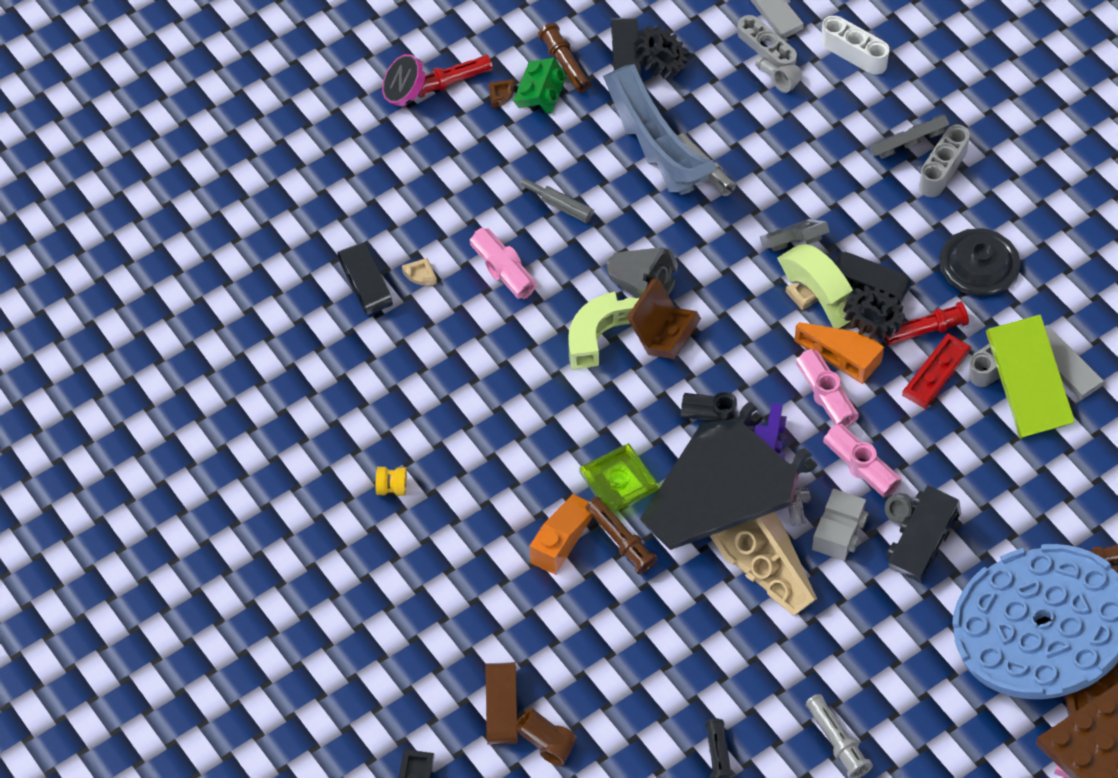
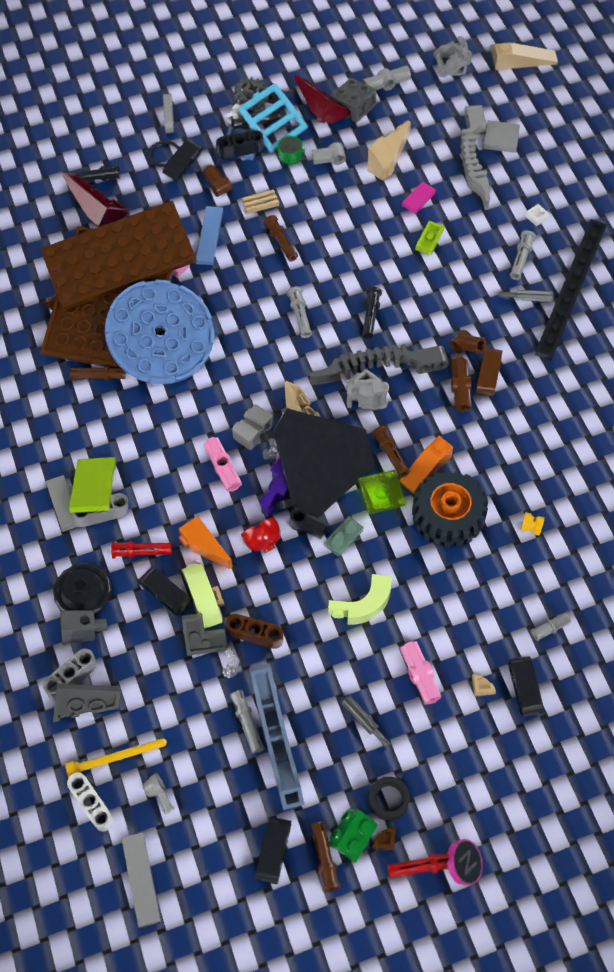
camera: 165 degrees left, 5 degrees up
(343, 358) = (550, 626): none -> light grey axle
(511, 142) = (389, 815): none -> black tyre
(514, 465) = (449, 508): none -> black wheel
(542, 671) = (461, 384): none -> reddish brown piece
(614, 695) = (421, 360): none -> dark grey piece
(637, 268) = (324, 632): dark grey cone -> none
(654, 409) = (343, 536): none -> sand green tile
(659, 324) = (318, 587): reddish brown bracket -> none
(660, 52) = (247, 833): black gear -> none
(686, 610) = (367, 391): none -> light grey piece
(732, 259) = (261, 638): none -> reddish brown beam
(745, 222) = (233, 663): none -> clear arm
(762, 33) = (169, 841): light grey beam -> none
(768, 371) = (262, 536): none -> red cylinder
(819, 377) = (227, 526): bright pink piece -> none
(874, 312) = (174, 553): black gear -> none
(889, 73) = (76, 767): none -> yellow piece
(898, 507) = (211, 429): dark grey tile -> none
(923, 533) = (202, 406): black wedge -> none
(936, 371) = (147, 518): red tile -> none
(958, 206) = (80, 626): none -> dark grey torso

